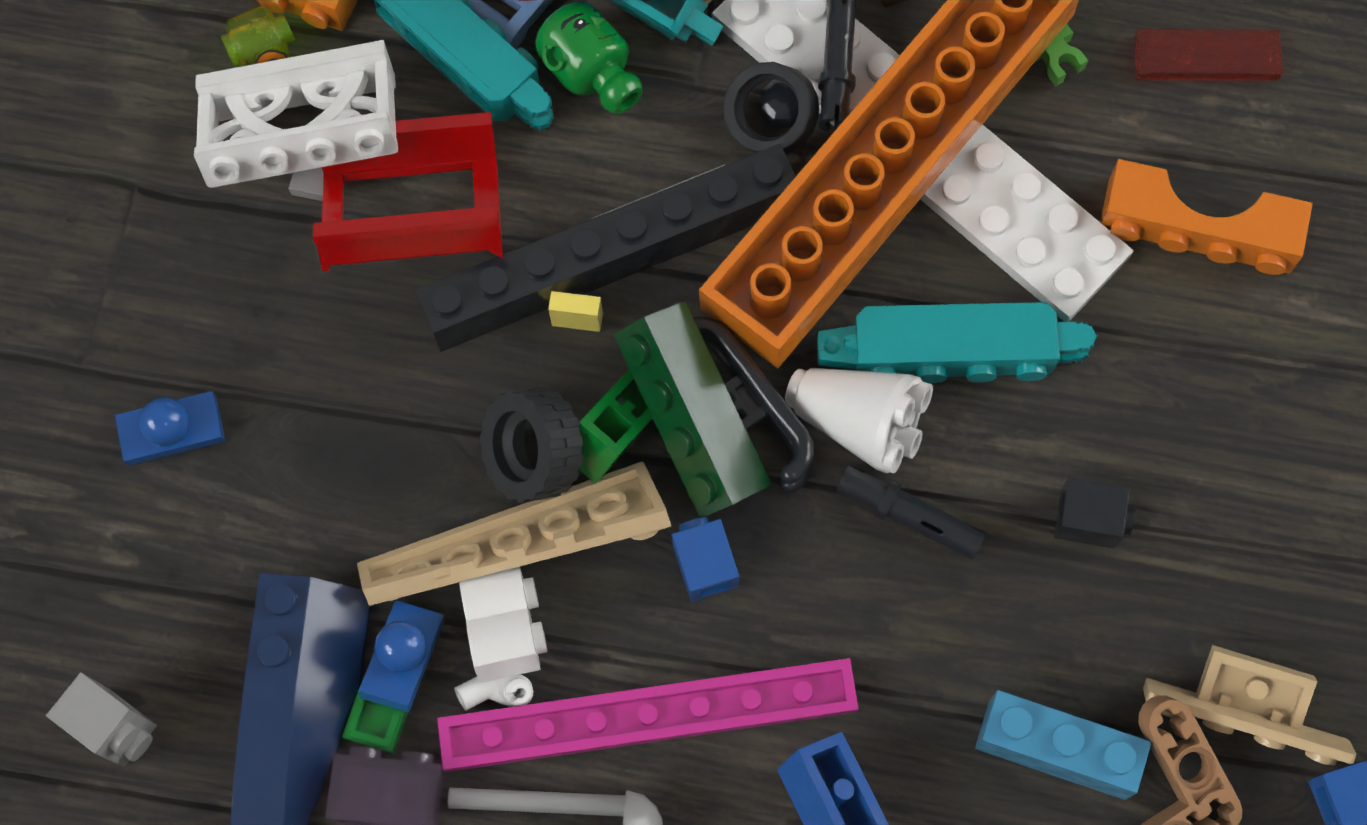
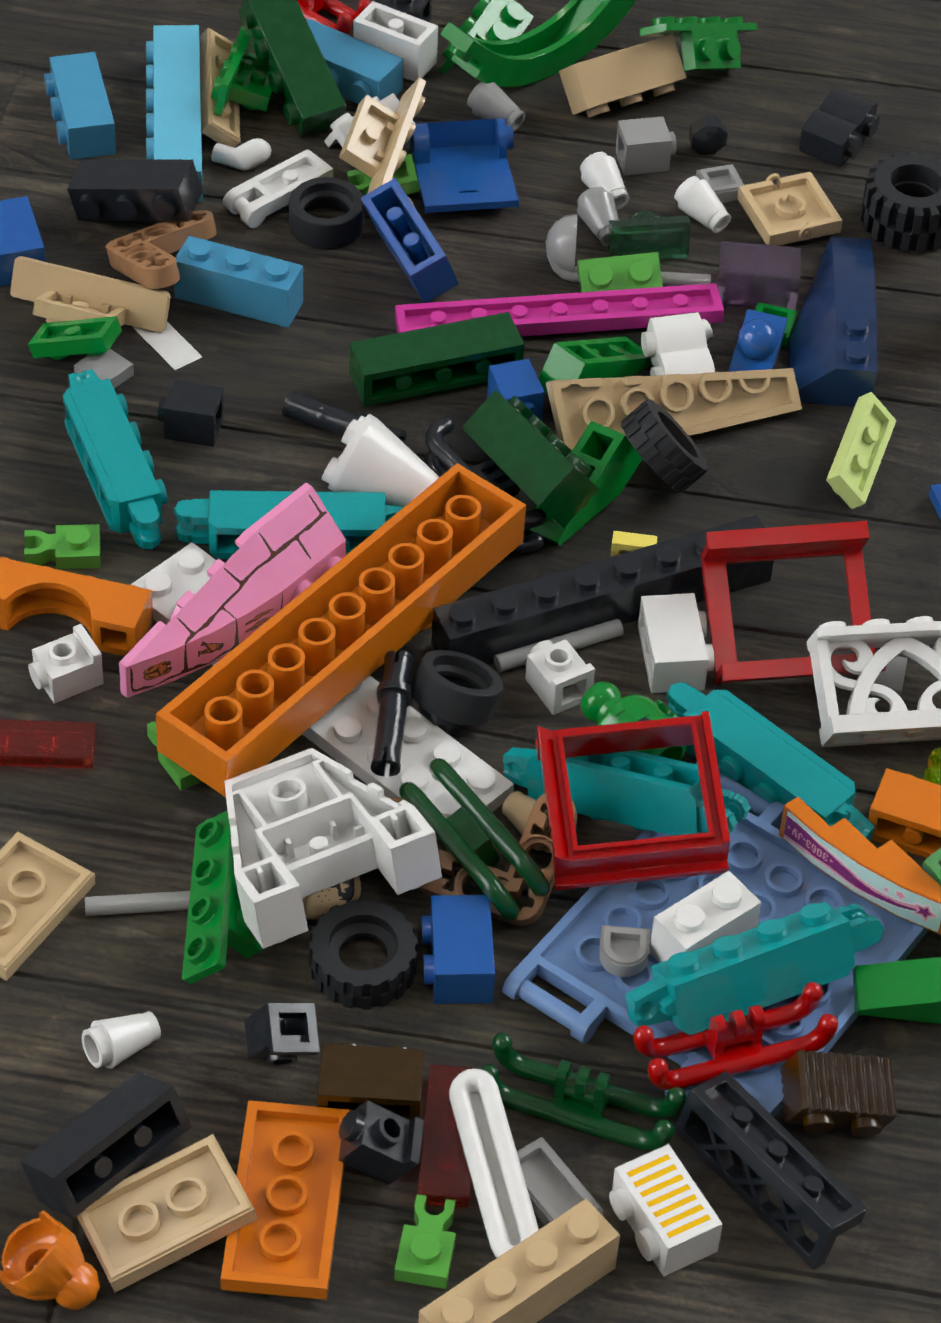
camera: 175 degrees right, 25 degrees down
(295, 485) = (861, 450): none -> yellowish green plate
(537, 187) = (674, 641): none -> white brick
(567, 783) = (620, 272): none -> bright green plate
(606, 610) = (593, 359): none -> green slope
(662, 163) = (554, 667): none -> white brick
(804, 607) = (432, 358): none -> dark green brick
(999, 190) = (270, 568): none -> bright pink wedge
(1131, 658) = (170, 346): none -> white sticker
(1174, 150) = (67, 665): none -> white brick
(1179, 442) = (113, 458): none -> teal hinge
(1203, 318) = (70, 547): none -> bright green plate
(1209, 600) = (107, 366): none -> light grey tile
(1254, 629) = (75, 337): none -> green plate

